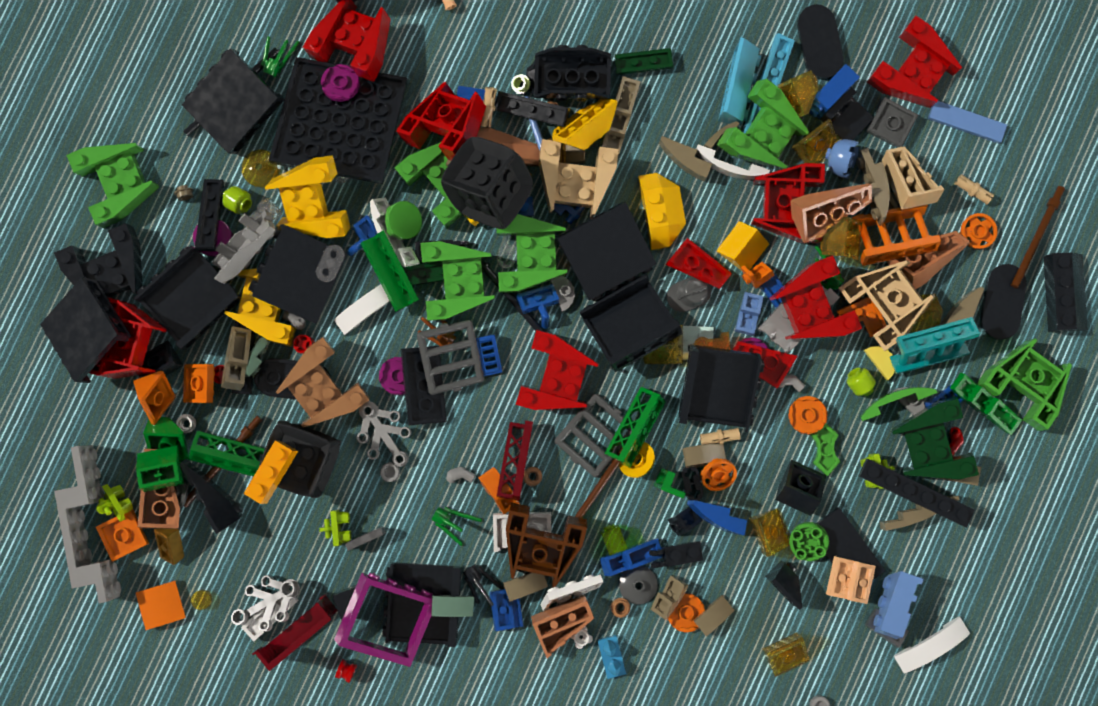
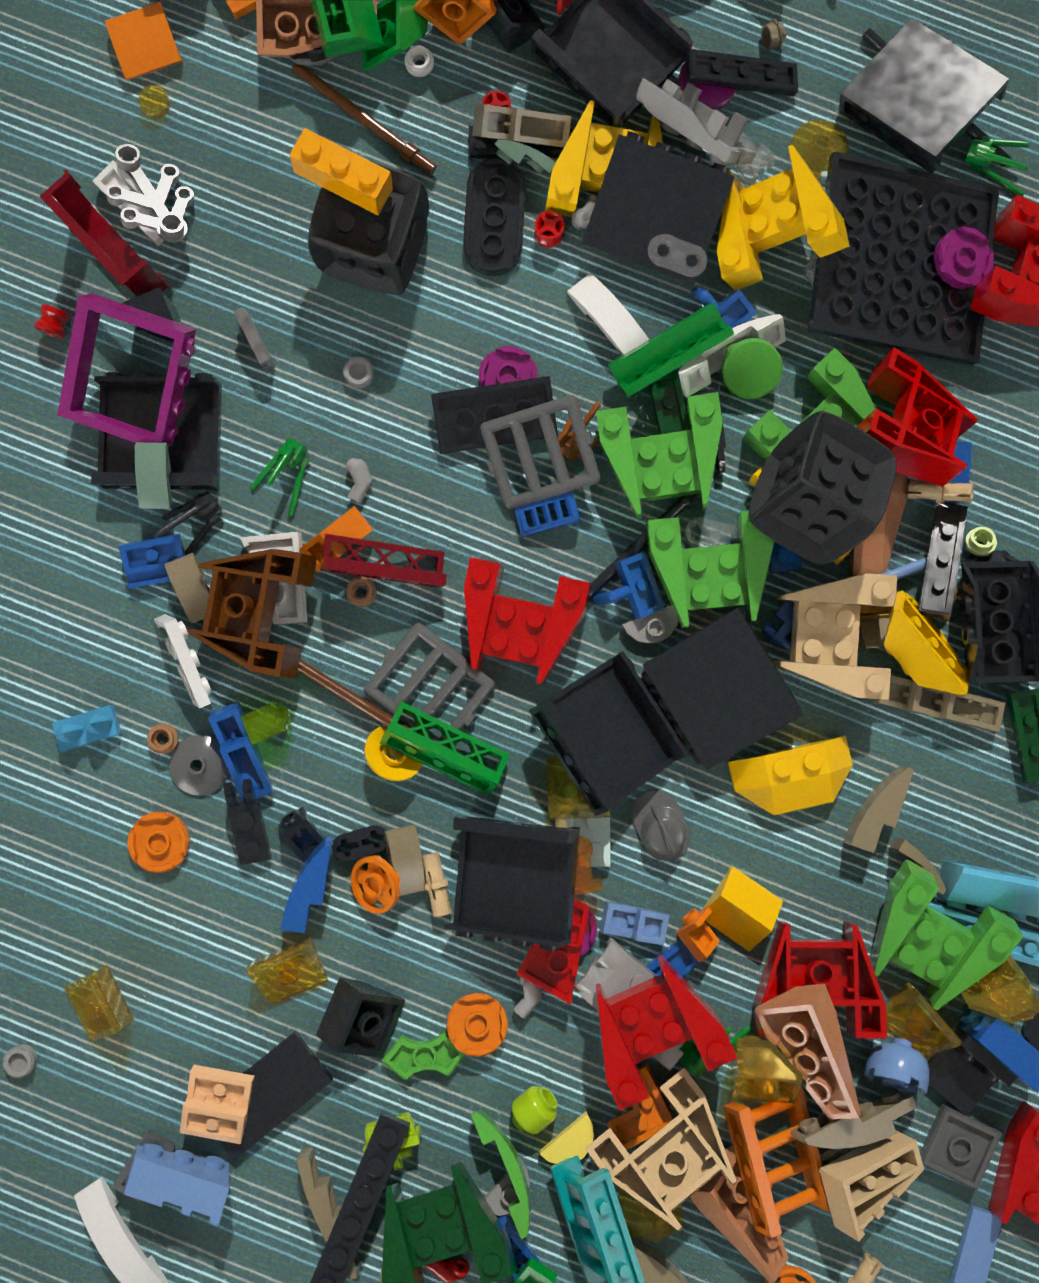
camera: 85 degrees right, 0 degrees up
(169, 544) = (233, 46): pearl gold slope -> none
(198, 383) = (480, 73): orange plate -> none
(219, 506) = (307, 102): black wedge -> none
(225, 459) = (366, 109): green fence -> none
(237, 200) = (767, 113): lime head -> none
(317, 390) = (480, 250): medium nougat wedge -> none
(337, 519) = (268, 291): lime hips -> none
(381, 431) = (420, 356): light grey plant -> none
(561, 622) = (134, 645): nougat wedge -> none
(581, 642) = (106, 679): white plate -> none
(664, 483) = (351, 798): green fence -> none
(670, 597) = (179, 815): dark tan slope -> none
(698, 264) = (709, 838): red wing -> none
(714, 615) = (154, 886): dark tan slope -> none
(728, 169) = (866, 879): white slope -> none
(786, 582) = (208, 1000): black slope -> none
(809, 541) = (275, 1034): bright green tile -> none

